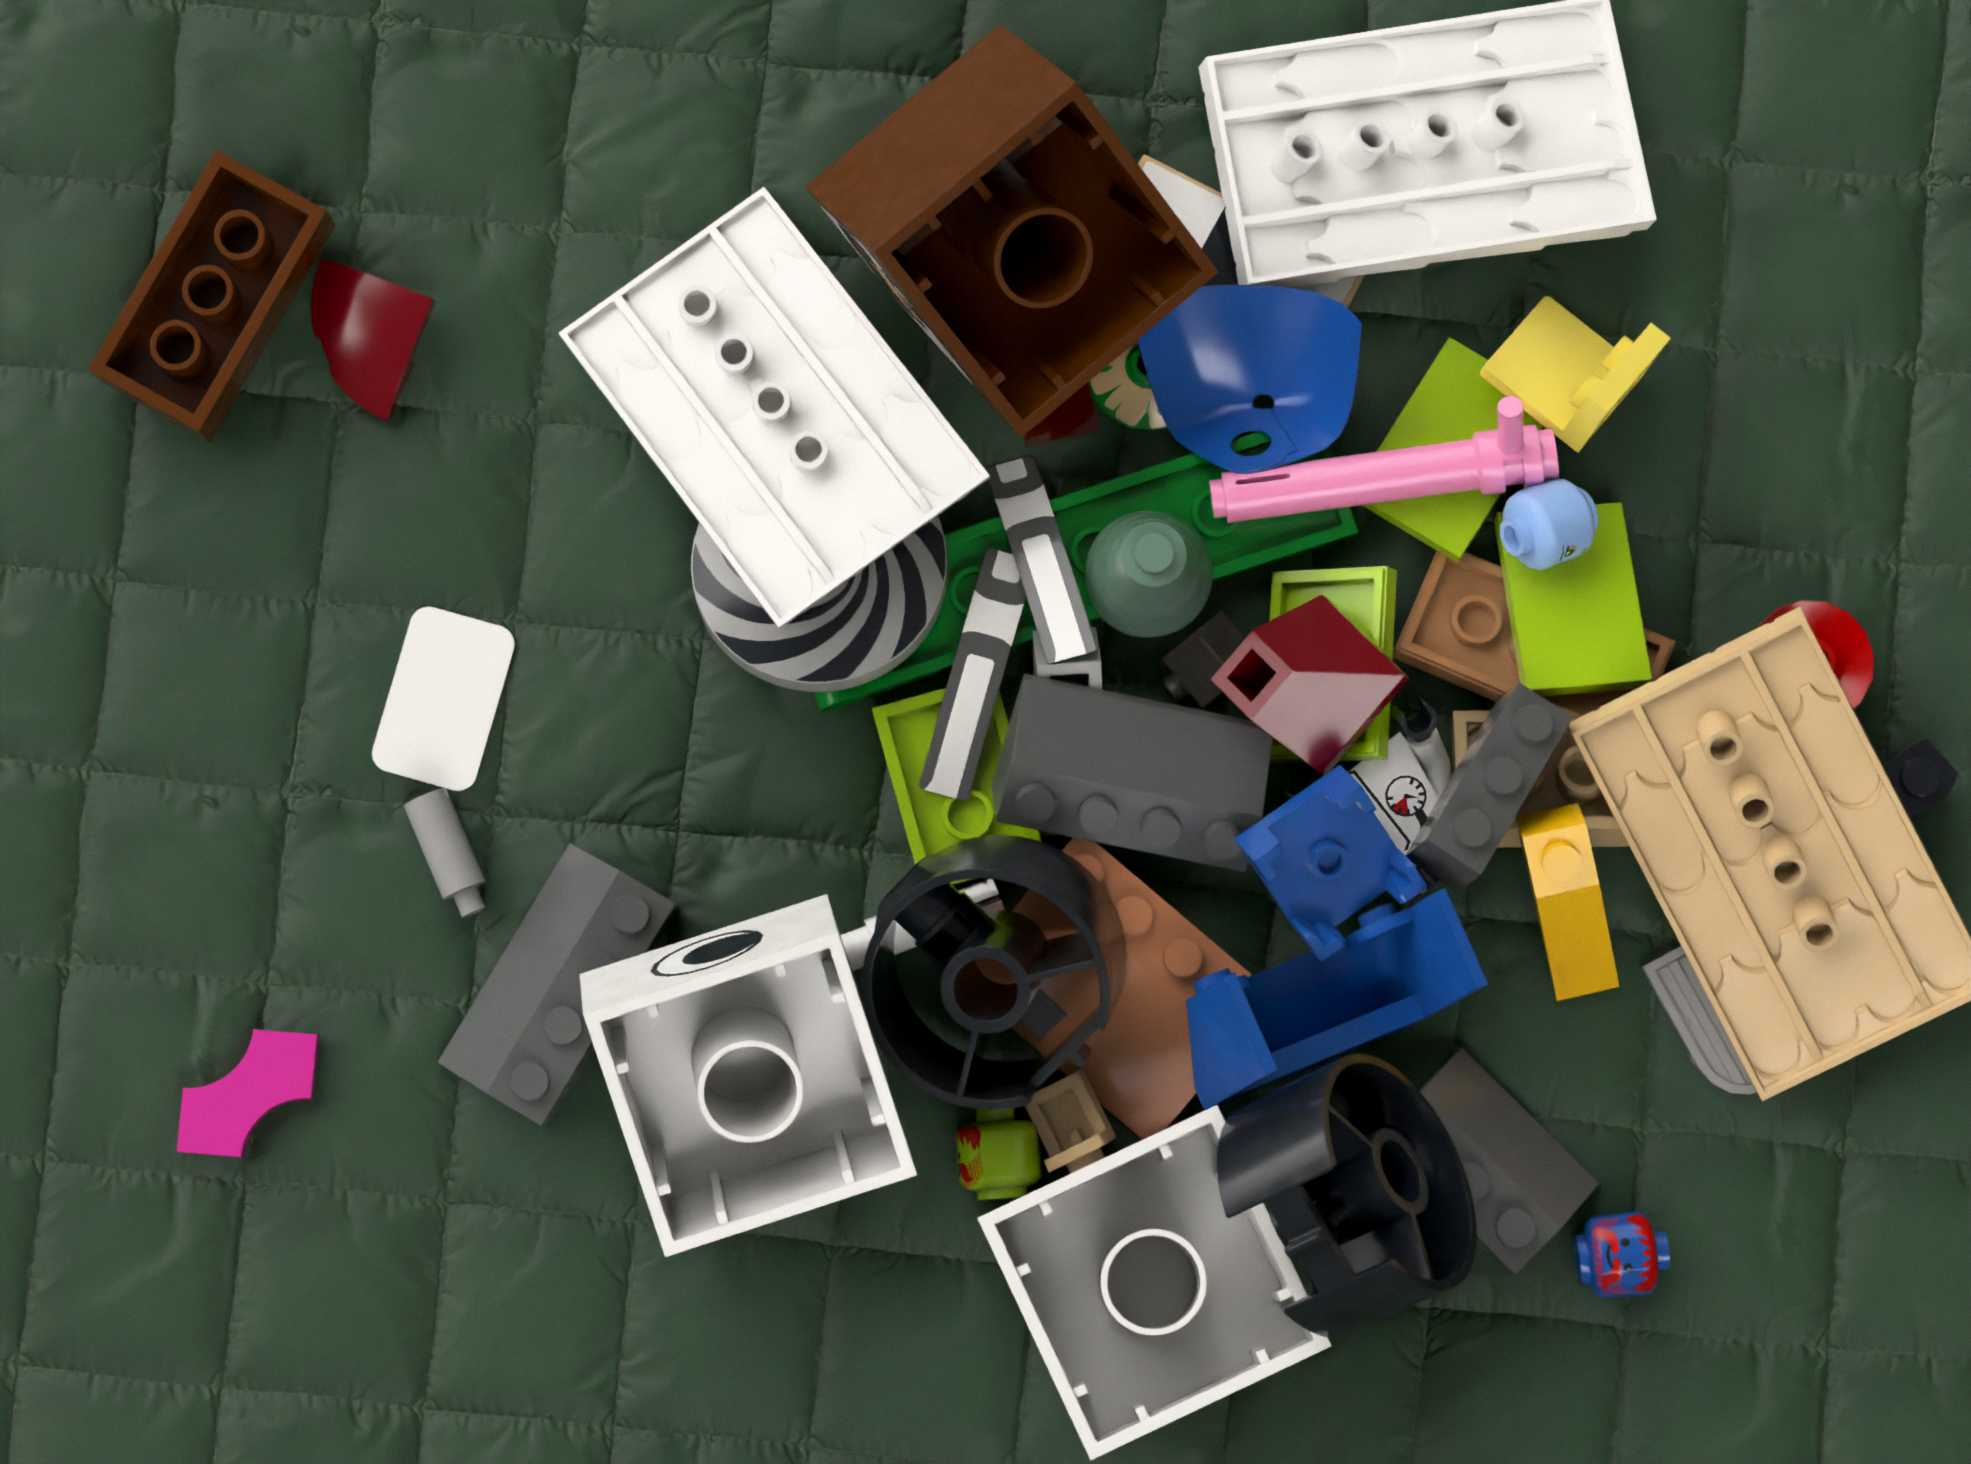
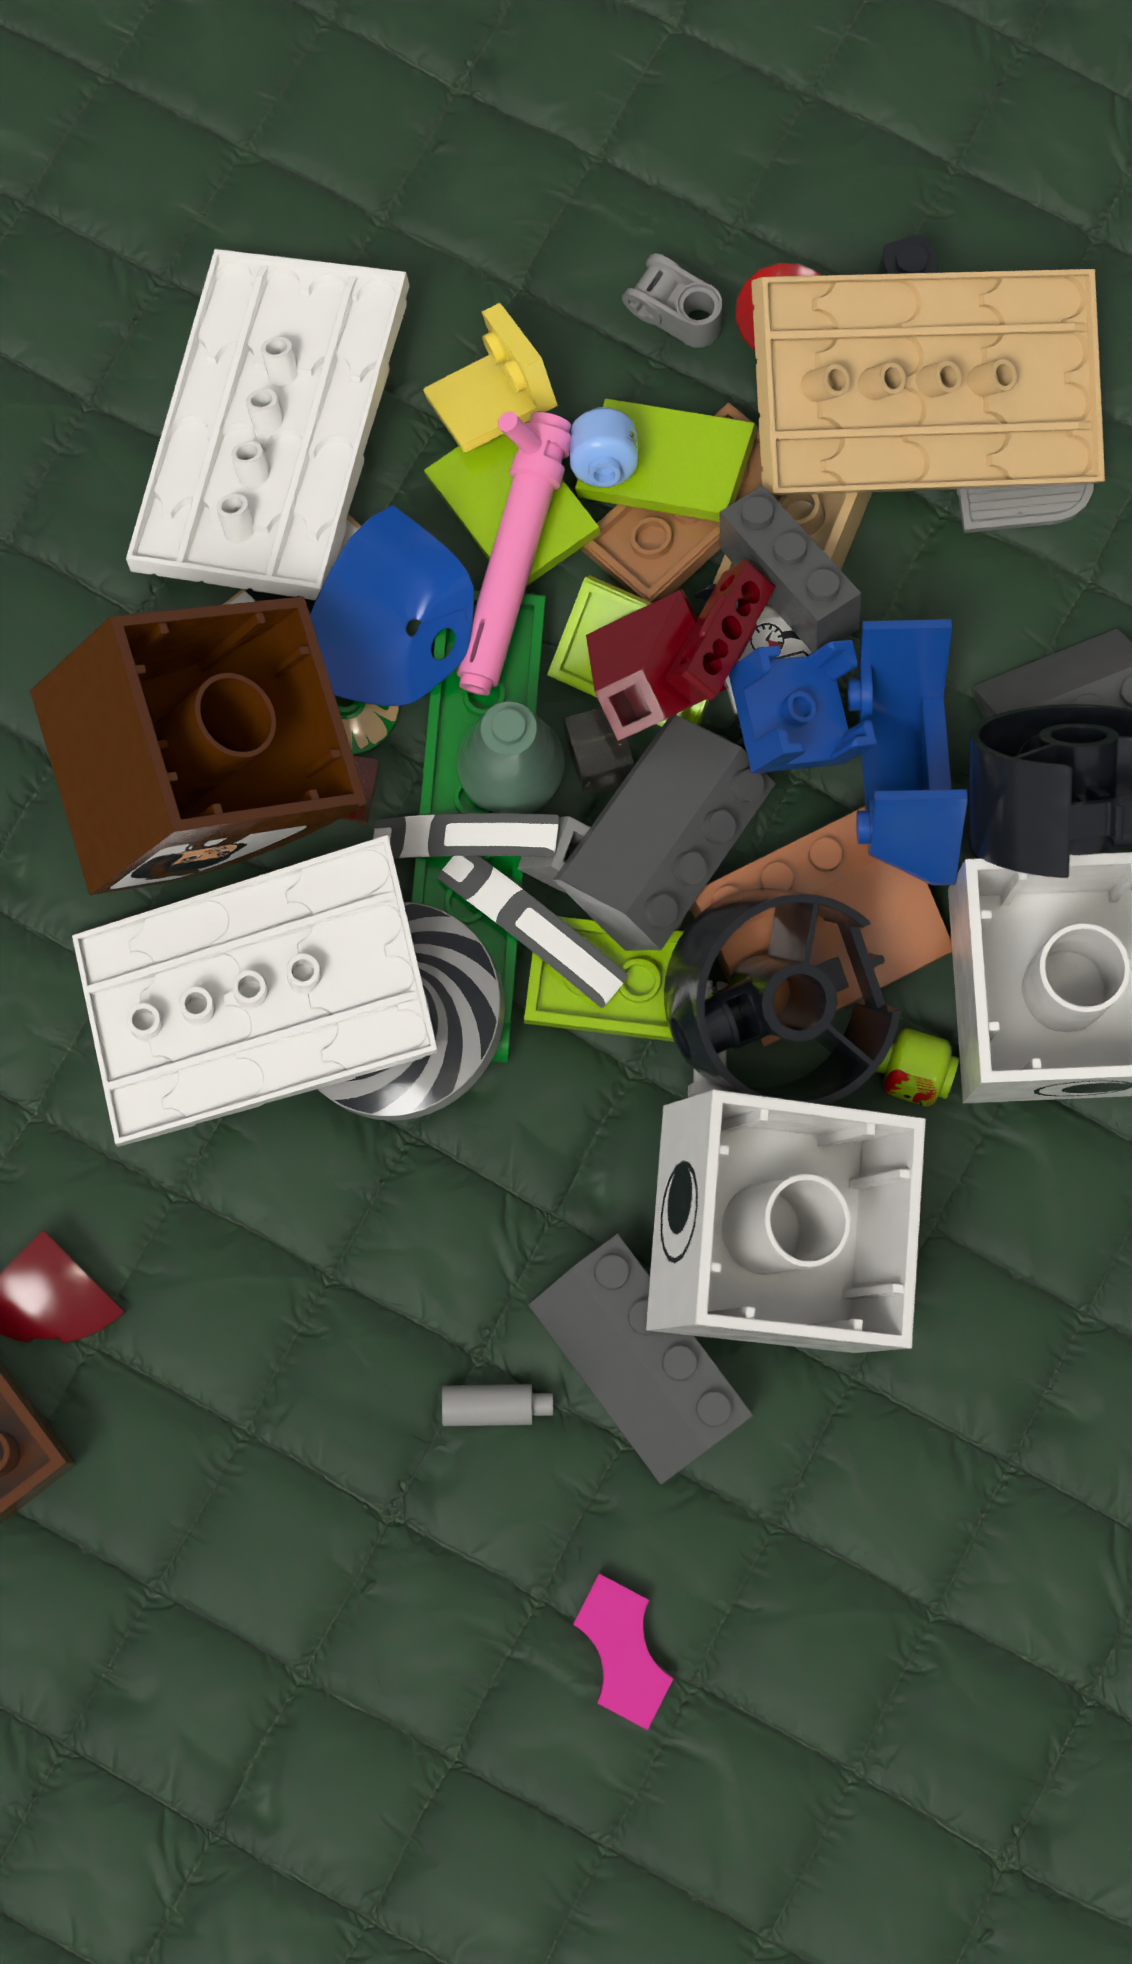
camera: 70 degrees left, 5 degrees down
(443, 698) = (368, 1360): white sticker -> none
(1070, 1123) = (922, 997): tan bracket -> none
(1388, 754) = (720, 633): none -> dark red piece
(1568, 901) = (896, 552): yellow slope -> none
(1772, 522) = (667, 297): none -> light grey piece

